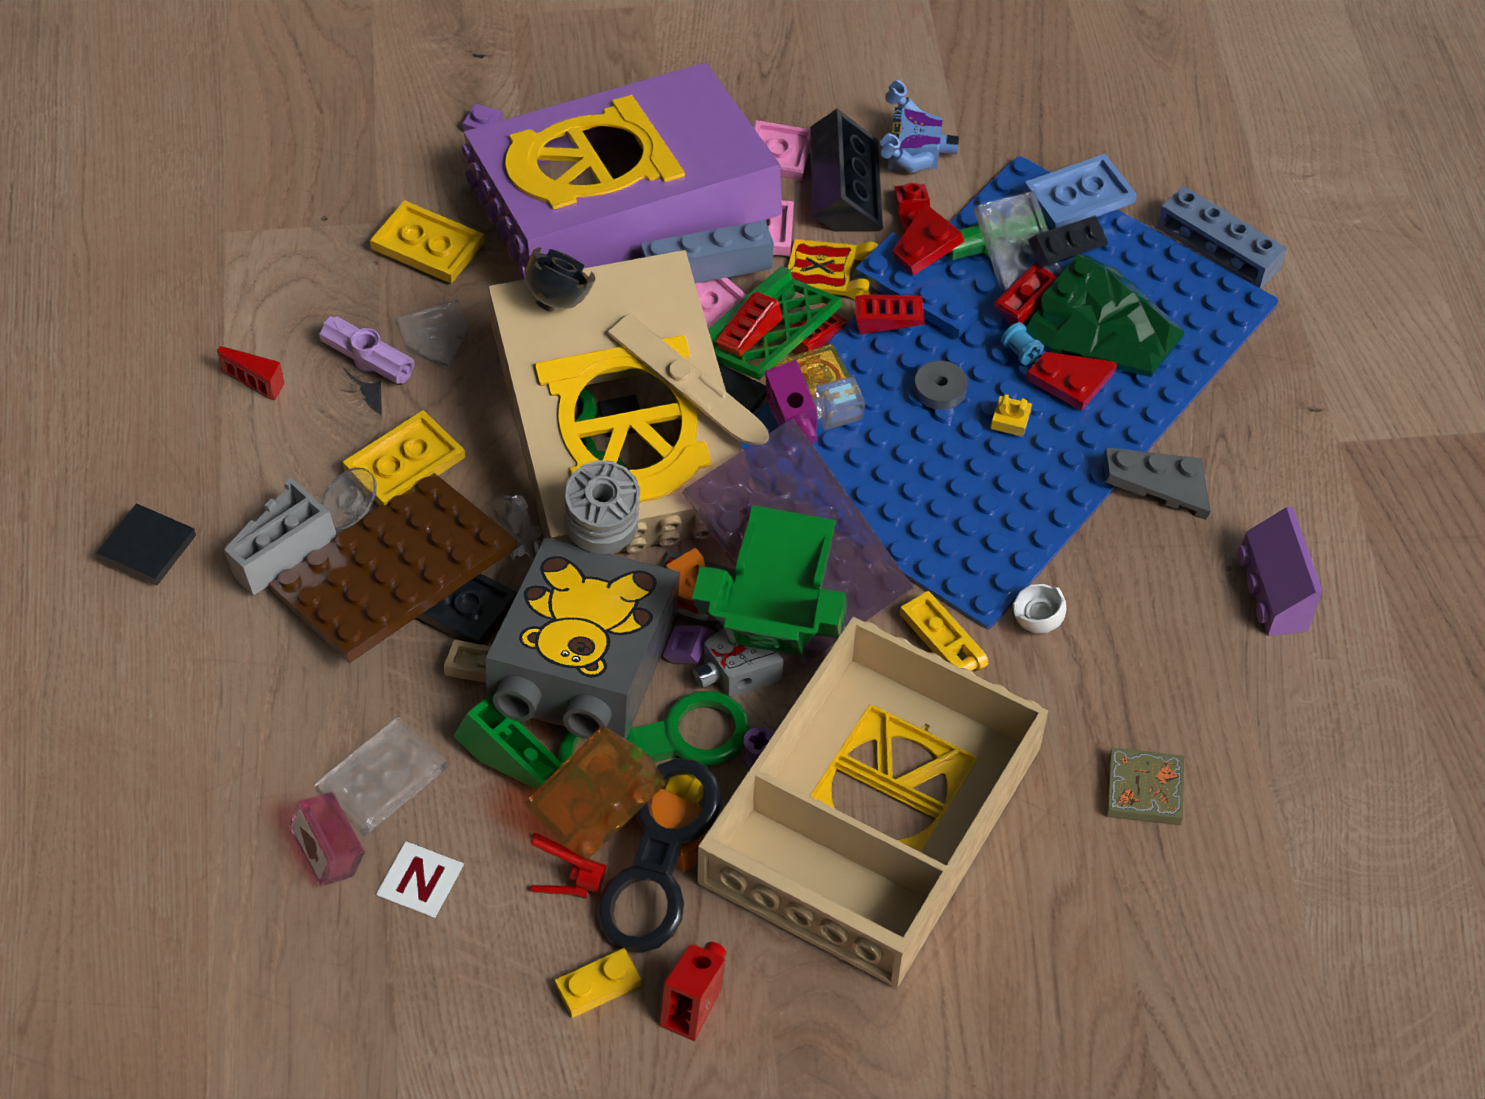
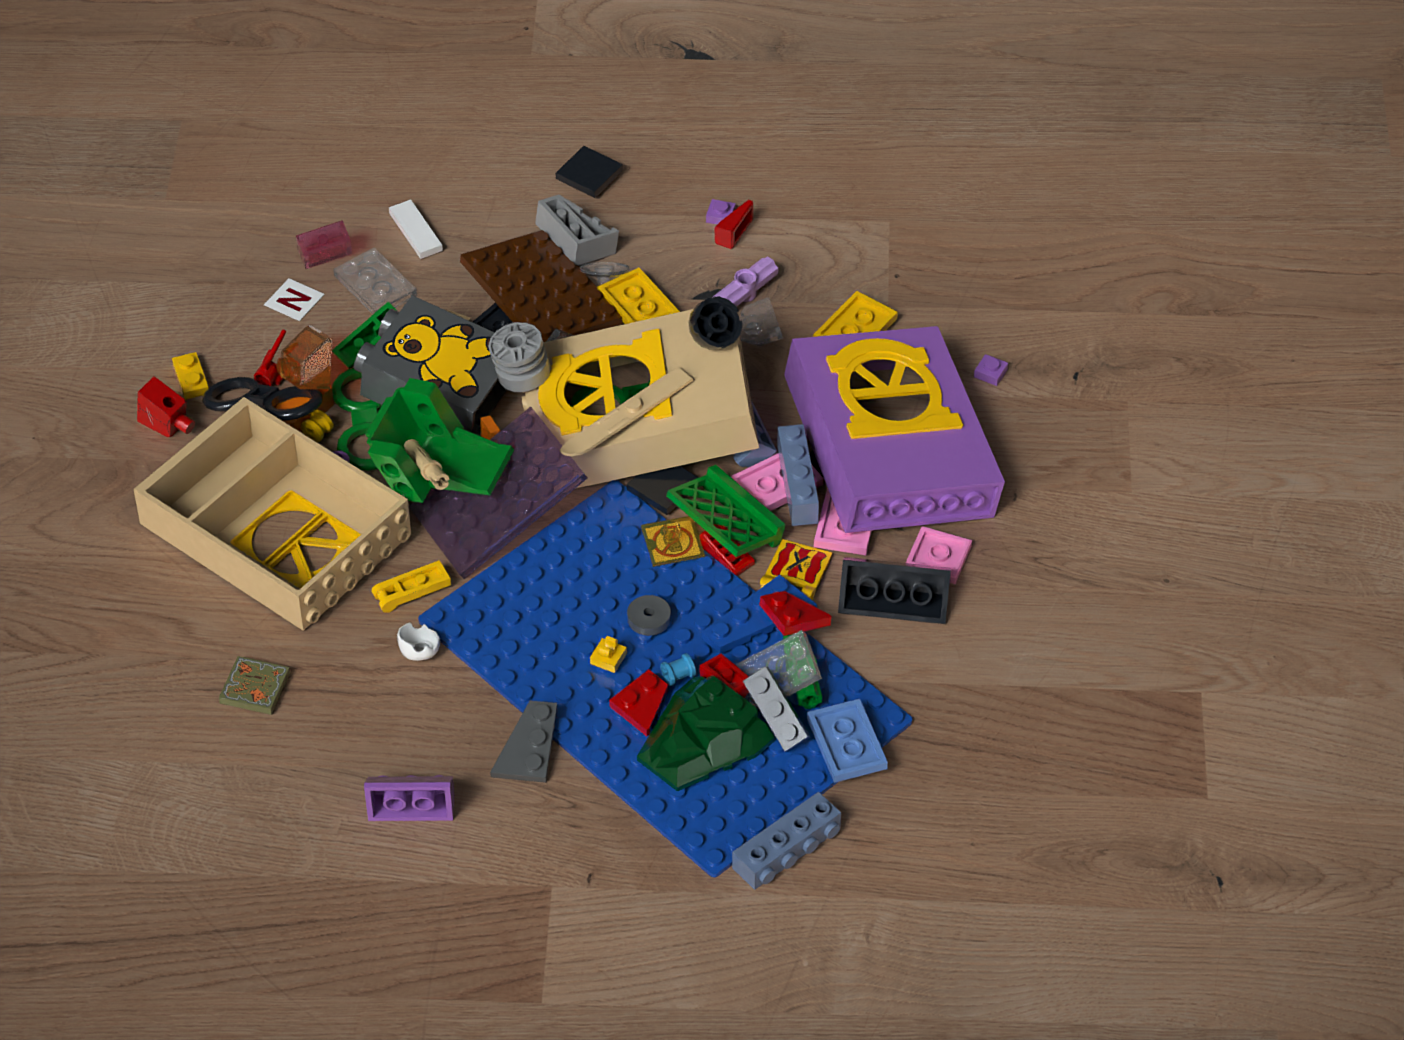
camera: 100 degrees right, 5 degrees down
(220, 396) = (719, 210): none -> medium lavender plate
(267, 742) = (415, 229): none -> white tile
(757, 315) = (723, 497): red slope -> none
(791, 398) = (631, 507): magenta torso -> none
(822, 576) = (429, 468): none -> tan pin
(839, 402) = (634, 541): clear brick -> none
(870, 306) = (726, 583): red slope -> none
(909, 201) = (858, 635): red slope -> none
(914, 136) = (932, 640): medium blue torso -> none

